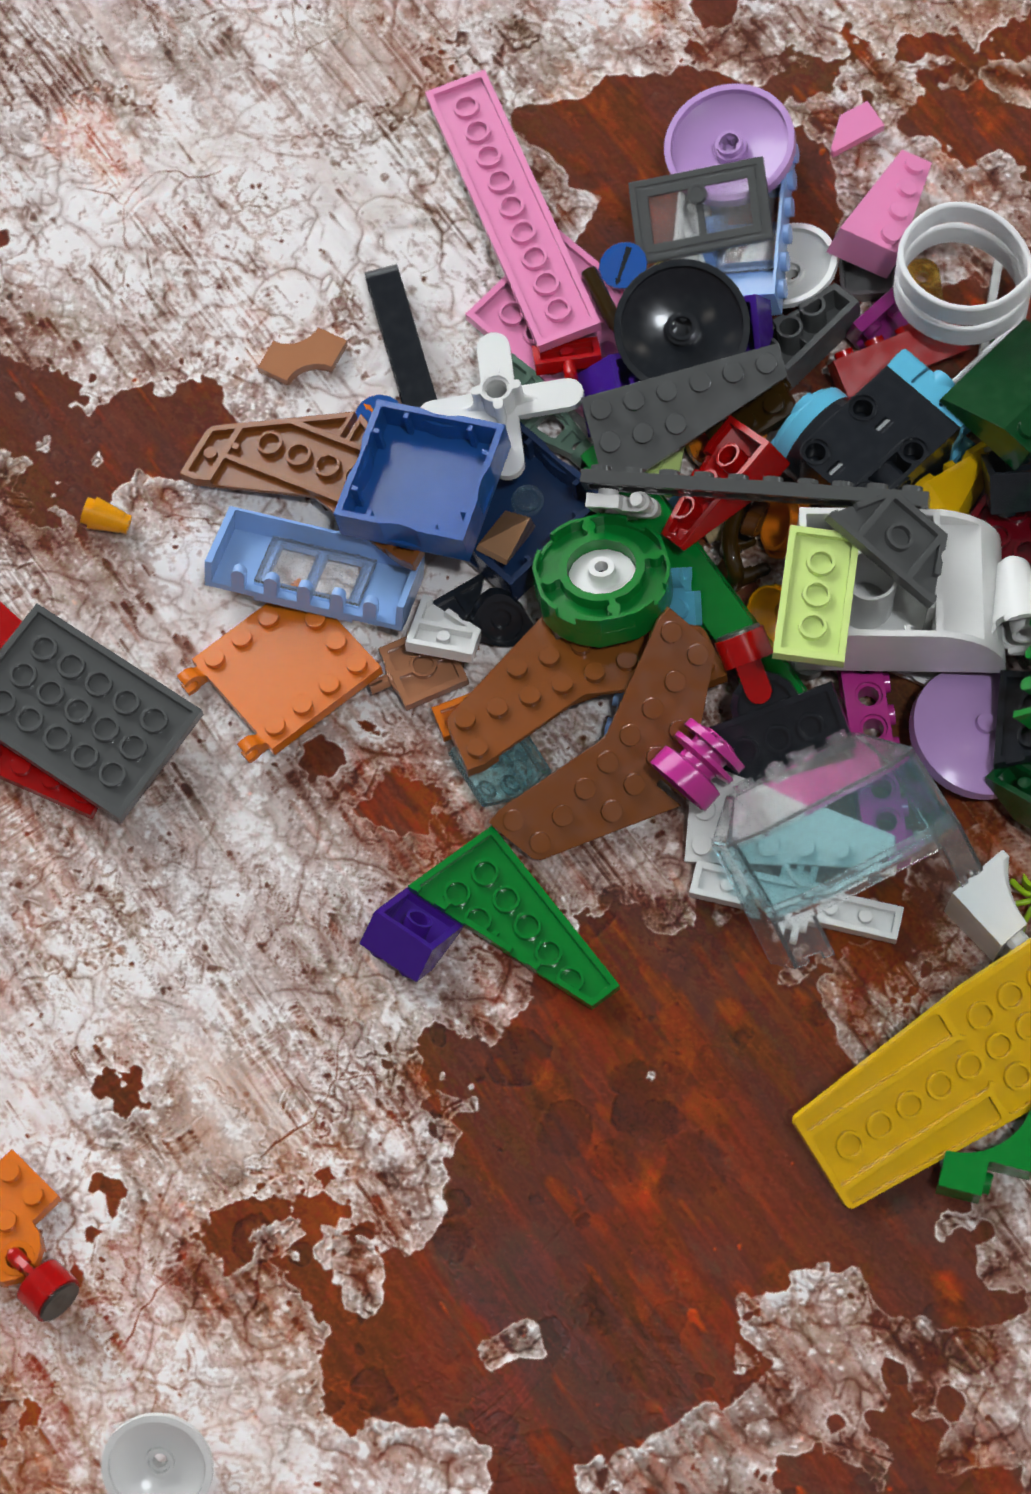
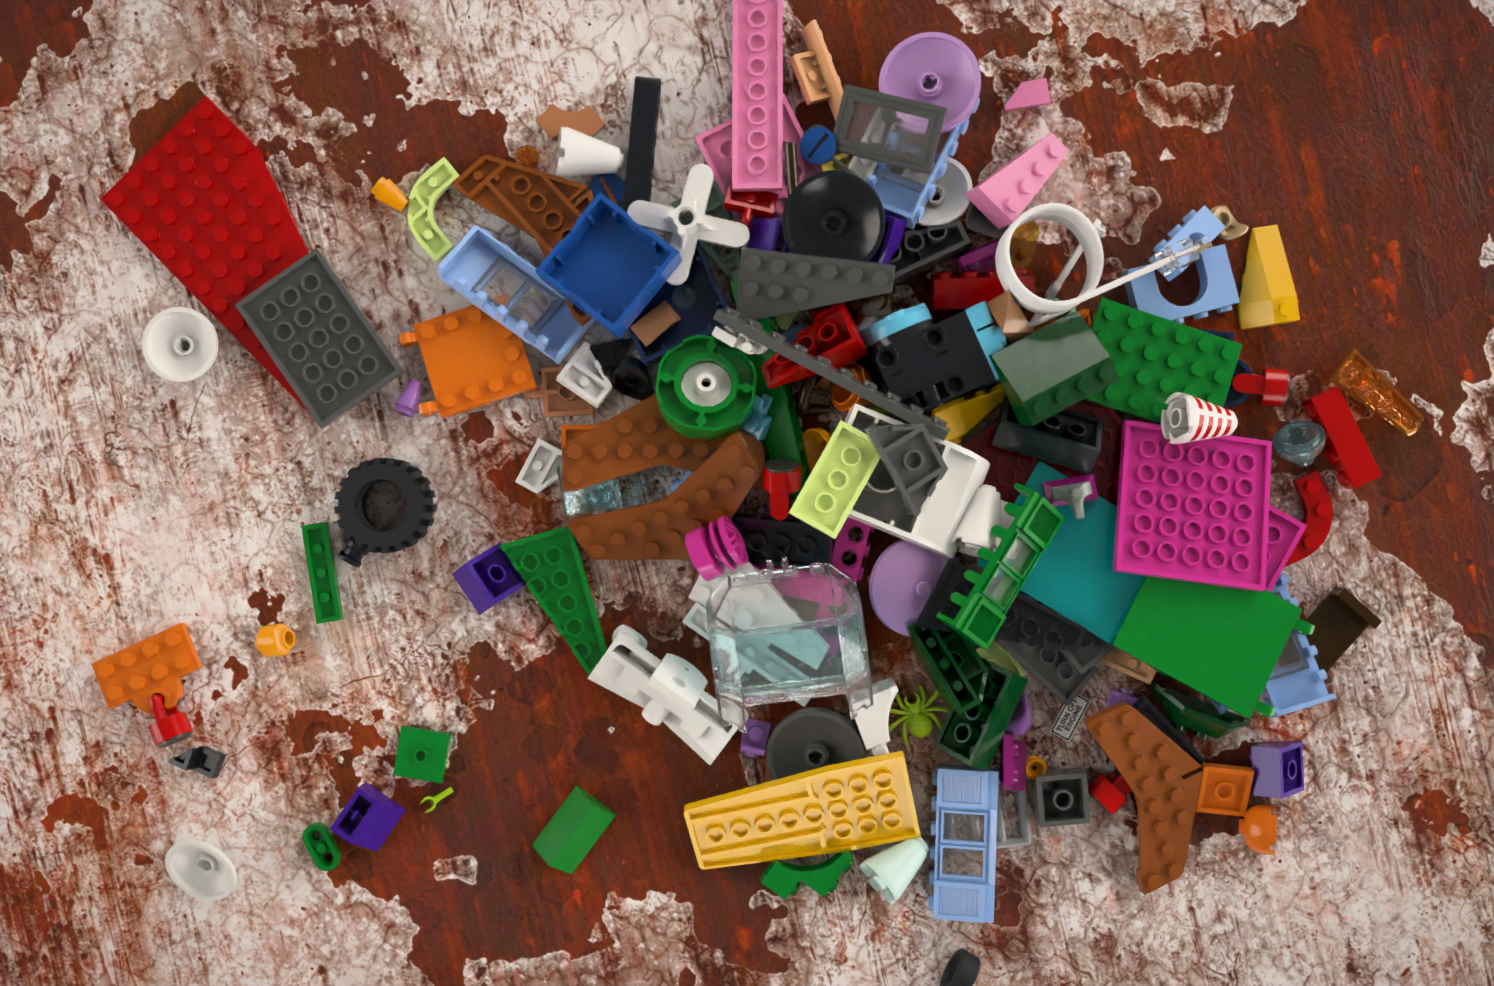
camera: 15 degrees right, 20 degrees up
(101, 1328) = (202, 760): none -> black slope
(150, 1121) = (274, 640): none -> light orange head
(151, 518) = (422, 205): none -> yellowish green plate
(183, 1011) = (322, 572): none -> green plate
(217, 968) = (353, 554): none -> black wheel
(220, 752) = (409, 399): none -> medium lavender cone
(232, 844) = (353, 512): none -> black tyre
(263, 409) = (527, 156): none -> clear orange plate
(314, 1379) = (320, 846): none -> green plate
(336, 380) = (585, 155): none -> white cone
(365, 1309) = (368, 818): none -> dark purple slope
(406, 1202) = (422, 754): none -> green plate
(426, 770) = (540, 467): none -> white wing
(444, 1258) = (434, 800): none -> lime hand
(586, 189) = (816, 70): none -> light nougat bracket
(654, 1224) = (573, 830): none -> green slope
(754, 1004) = (667, 691): none -> white piece
(848, 1007) = (756, 737): none -> medium lavender bracket
(922, 969) = (811, 741): none -> dark grey dish
(943, 355) = (1009, 317): none -> medium nougat slope

